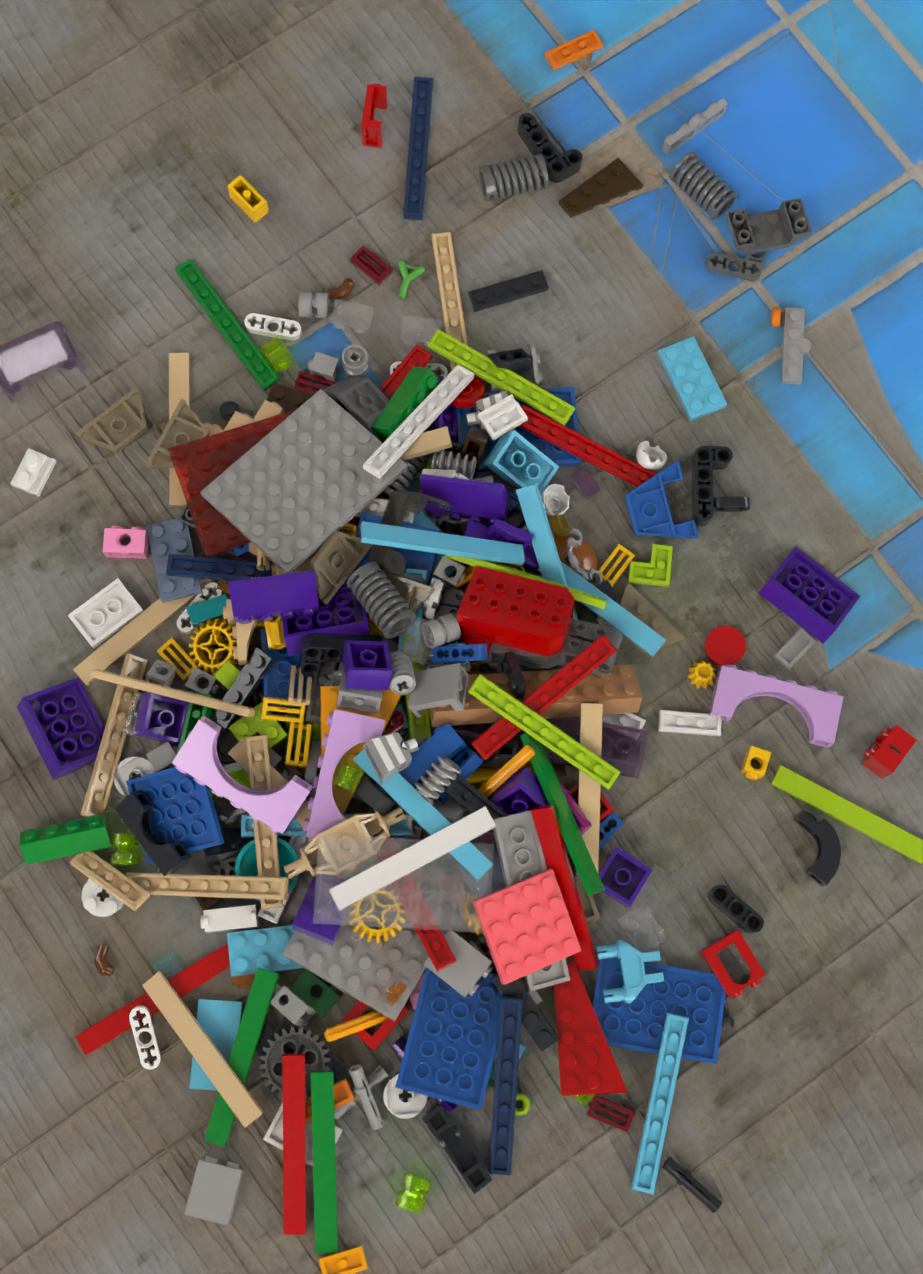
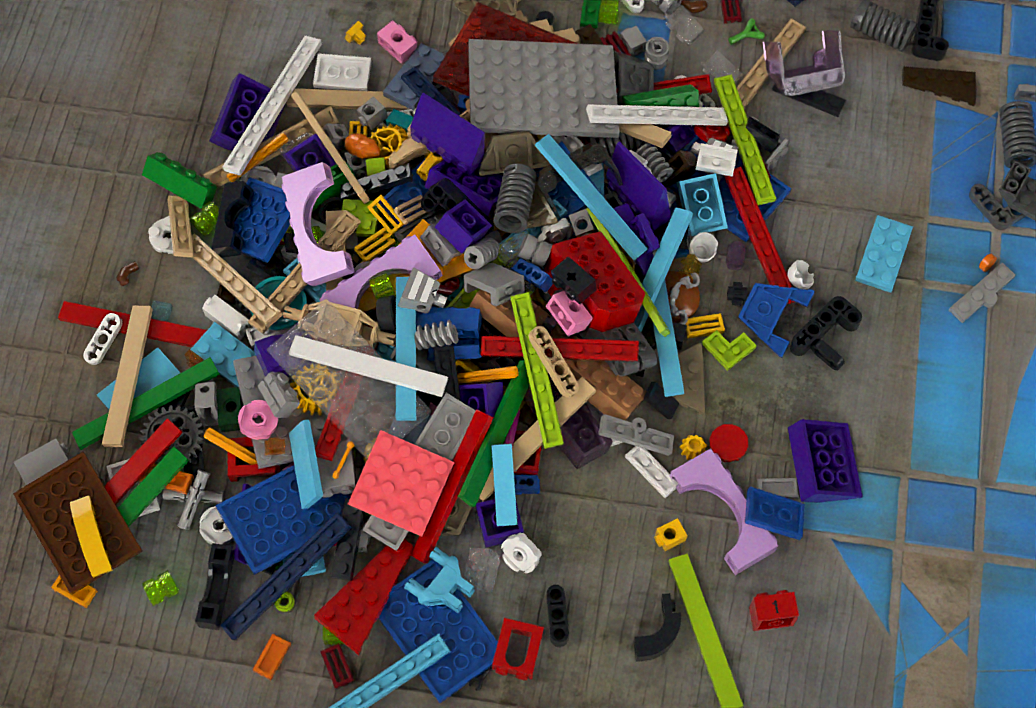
camera: 50 degrees right, 10 degrees down
(79, 699) = (272, 106): none -> white plate
(82, 567) = (355, 33): none -> yellow tile
(114, 755) = (261, 155): none -> light orange axle
(167, 622) = (372, 107): none -> light grey brick
(195, 666) = (361, 146): none -> orange arm
(293, 1211) = (50, 515): none -> reddish brown plate
(318, 1212) = (89, 536): none -> yellow slope
(356, 948) = (279, 394): none -> light grey brick
(357, 997) = (249, 427): none -> bright pink plate
(437, 984) = (305, 464): none -> medium azure tile
(457, 934) = (350, 445): none -> light orange hinge
(501, 626) = (573, 280): none -> black brick
(503, 268) = (823, 74): none -> clear purple windscreen
(526, 660) = (568, 313): none -> bright pink brick
(553, 713) = (556, 359): none -> tan beam
(553, 1156) = (271, 657): none -> orange tile
(607, 849) = (504, 484): none -> medium azure tile
(617, 516) = (737, 293): none -> black gear
(644, 662) = (664, 405): none -> black tile
(656, 707) = (636, 434): none -> light grey hinge
(663, 888) = (529, 557): none -> white plate
(815, 672) = (774, 513): none -> blue tile

